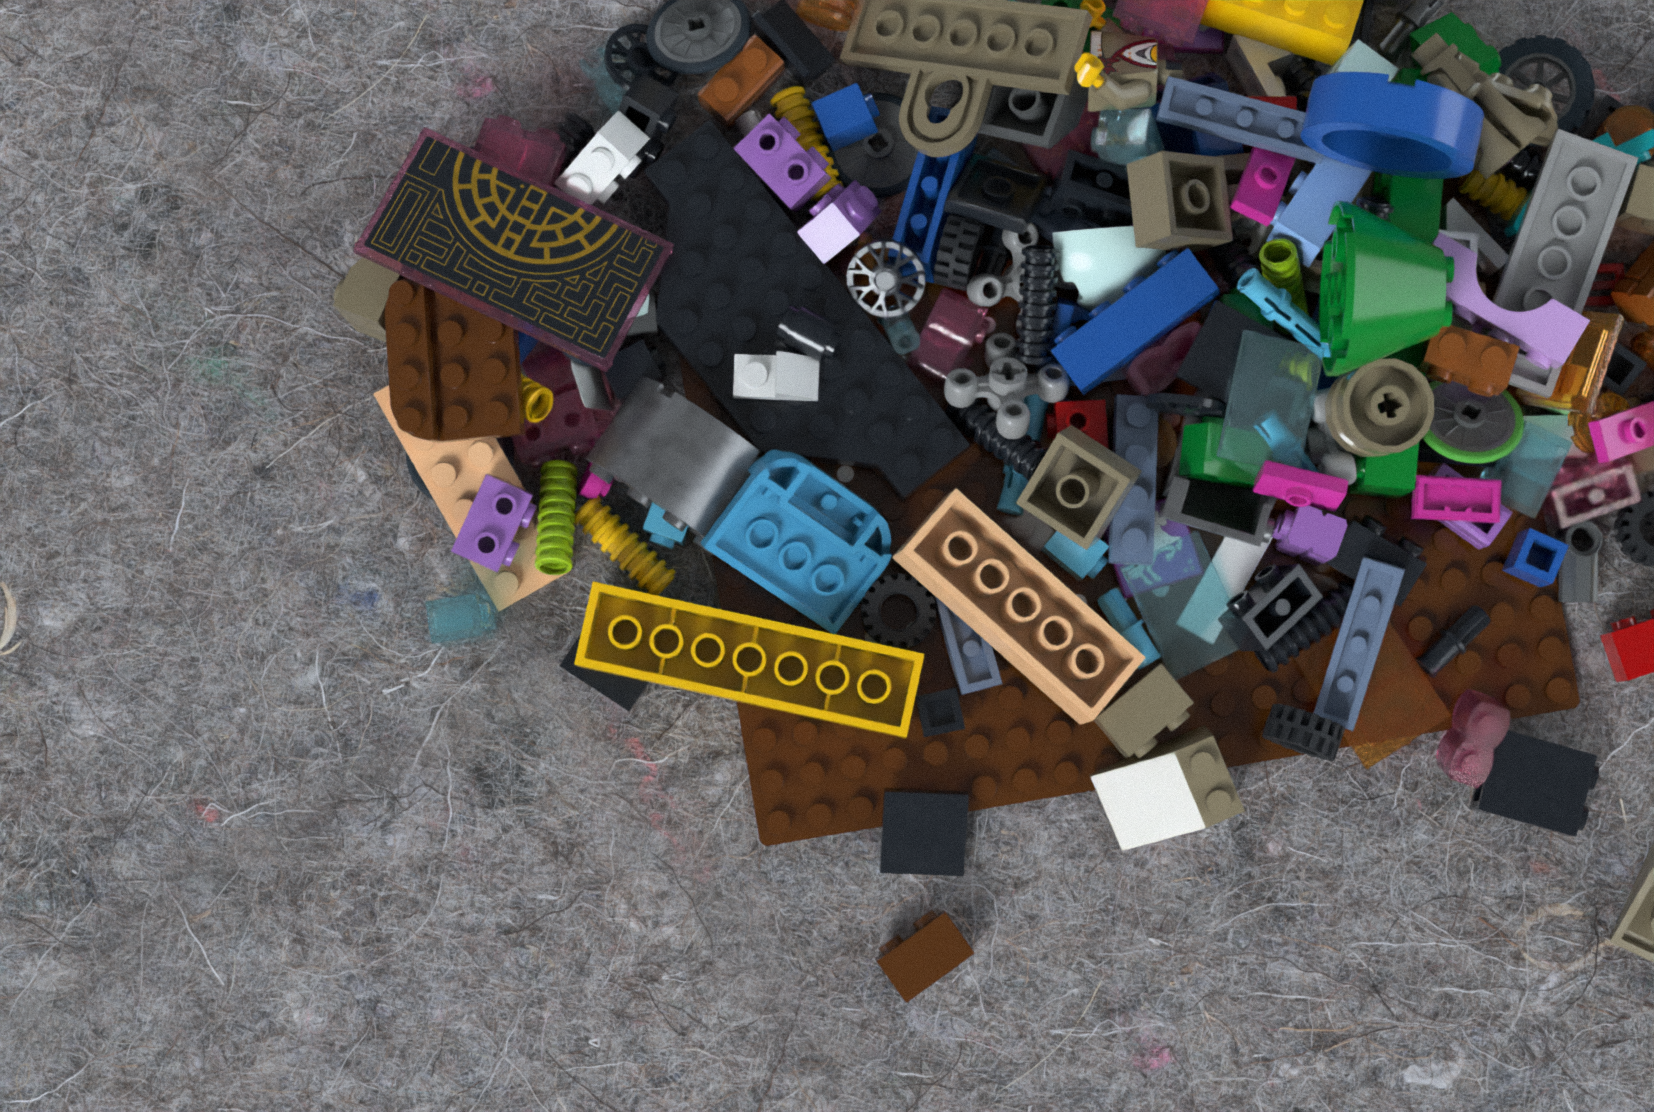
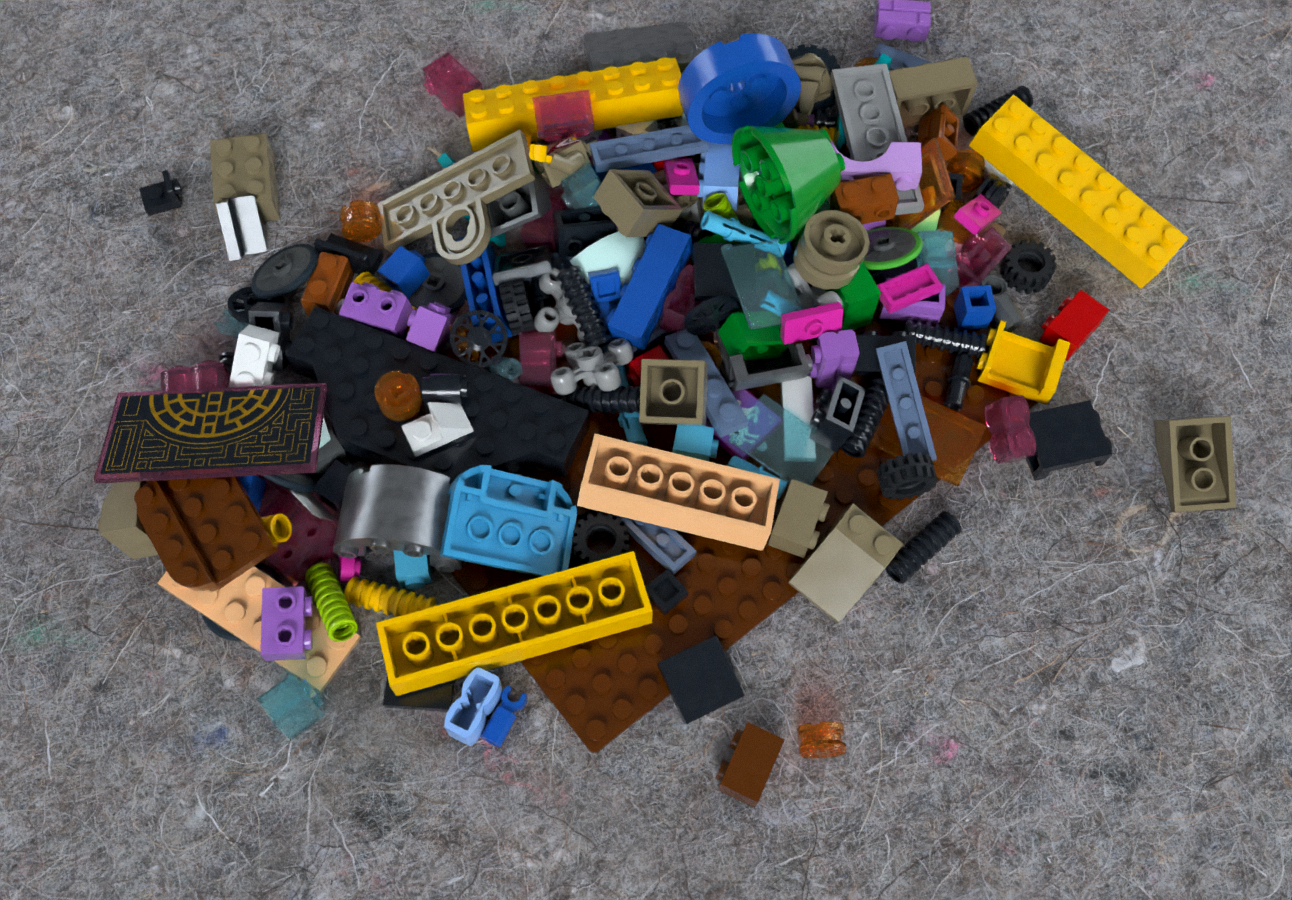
camera: 30 degrees left, 20 degrees down
(646, 734) = (478, 699): none -> light blue brick
(682, 754) = (503, 718): none -> blue bar
(750, 311) = (398, 395): none -> clear orange wheel
(1012, 966) = (821, 740): none -> clear orange wheel
(1079, 288) = (605, 285): none -> blue tile
(1277, 819) = (923, 546): none -> black piece
(1472, 574) = (946, 338): none -> black piece
(1548, 660) = (1022, 364): none -> yellow panel

